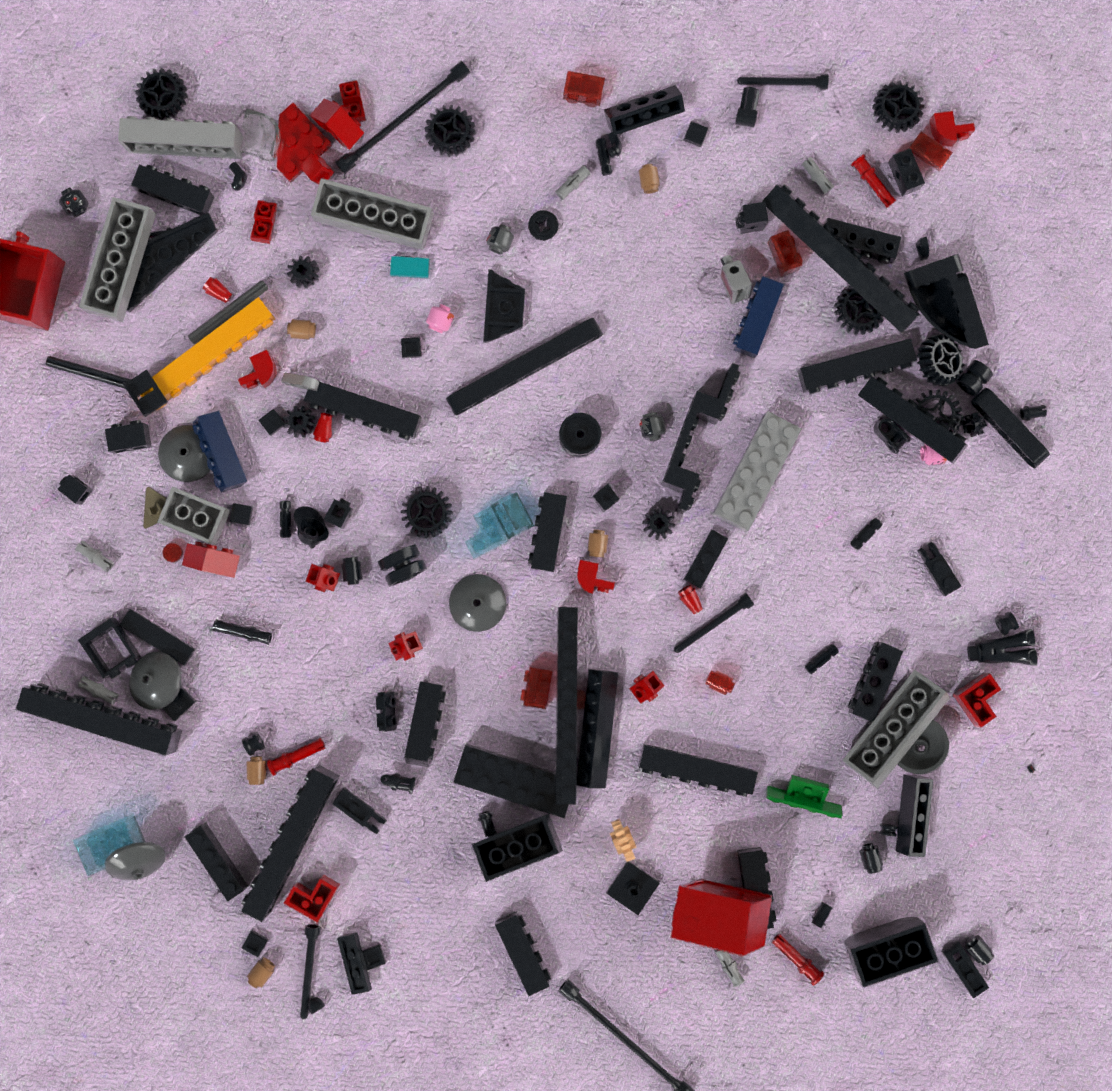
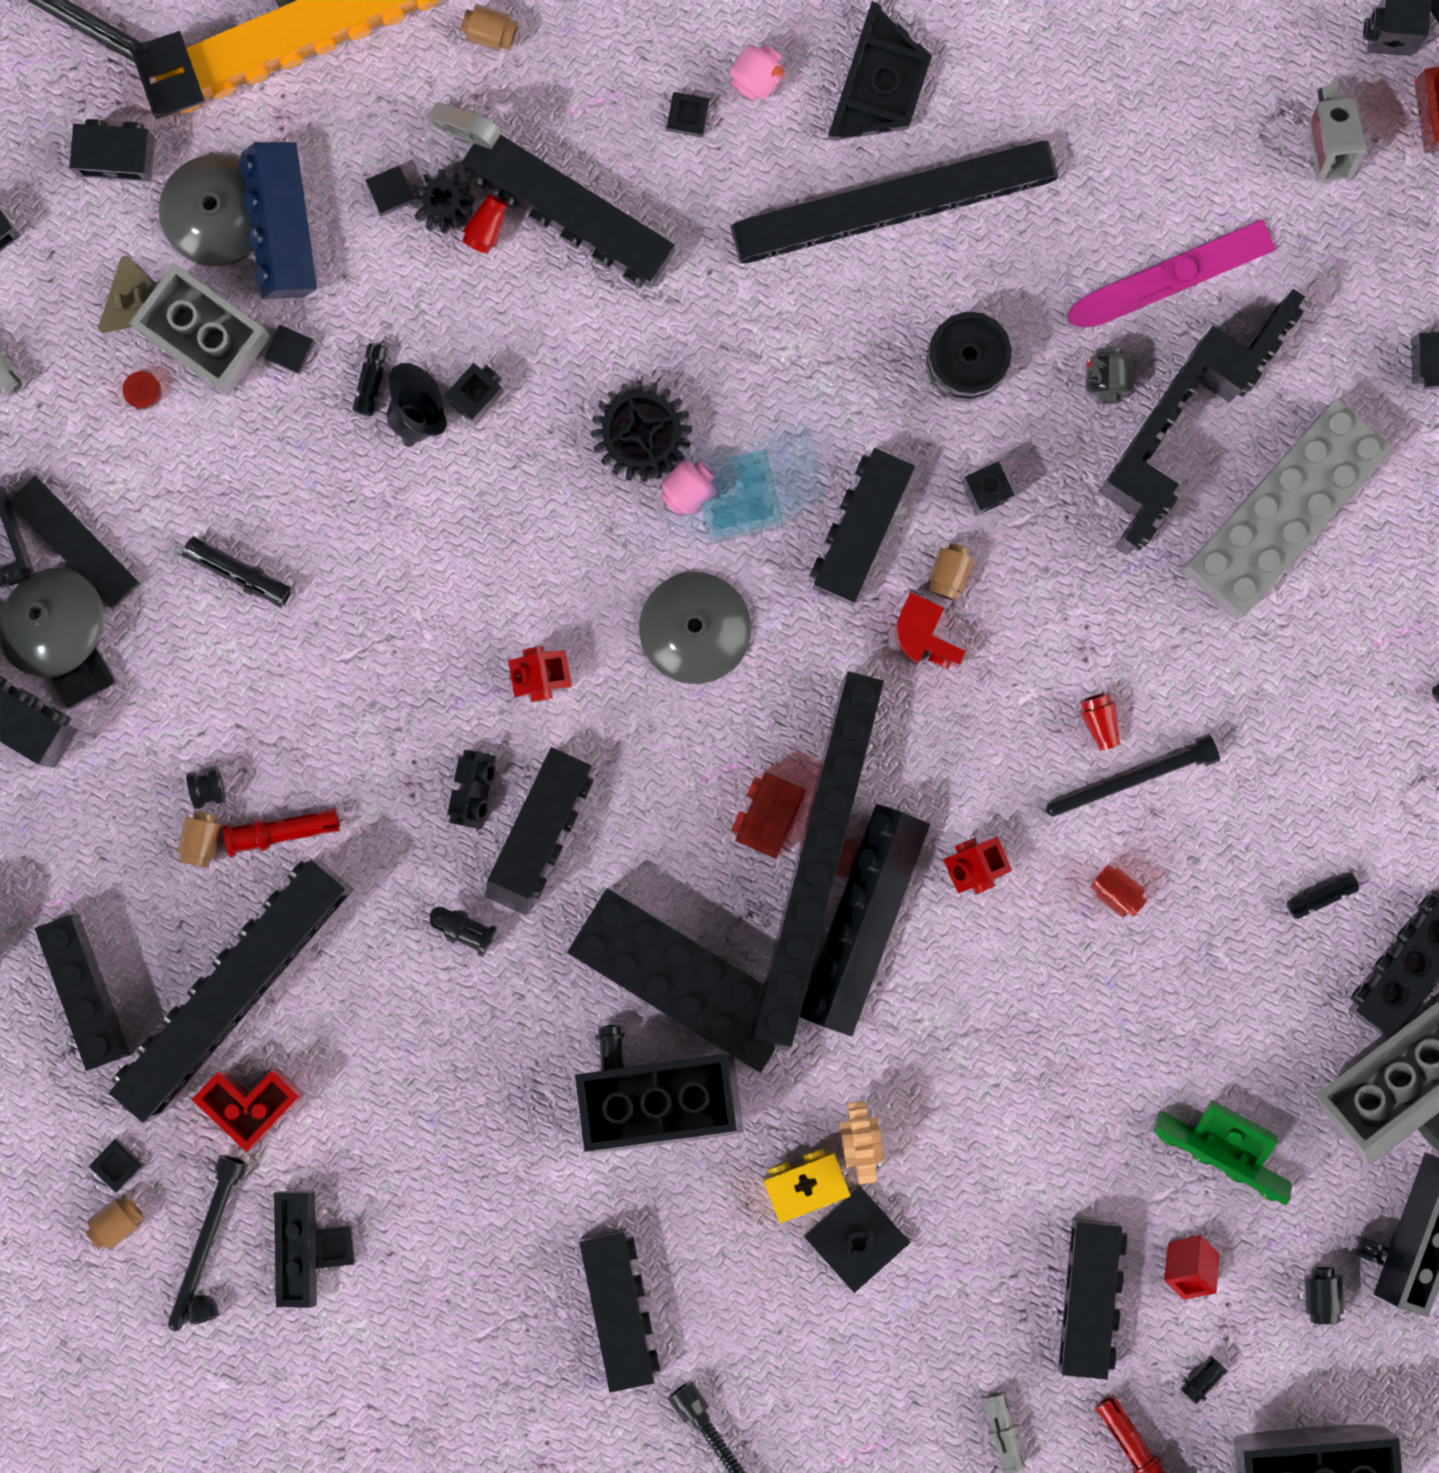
camera: 15 degrees right, 0 degrees up
(208, 559) = (210, 418): brick -> none
(264, 371) = (400, 91): red brick -> none
(322, 577) = (415, 506): red brick -> none
(351, 570) = (472, 507): black brick -> none
(357, 810) = (372, 961): black hinge -> none
(402, 565) = (571, 519): black wheel -> none
(457, 534) = (688, 487): none -> bright pink head
(512, 515) = (802, 477): clear light blue brick -> none
(594, 877) = (793, 1202): none -> yellow brick
(663, 519) = (1064, 566): black gear -> none
(671, 369) = (1172, 276): none -> dark pink piece
(697, 769) = (1035, 1045): black brick -> none
(705, 559) = (1149, 651): black plate -> none
(721, 916) = (1014, 1329): red piece -> none
(758, 317) = (1363, 216): dark blue brick -> none
(802, 860) = (1192, 1267): none -> red panel

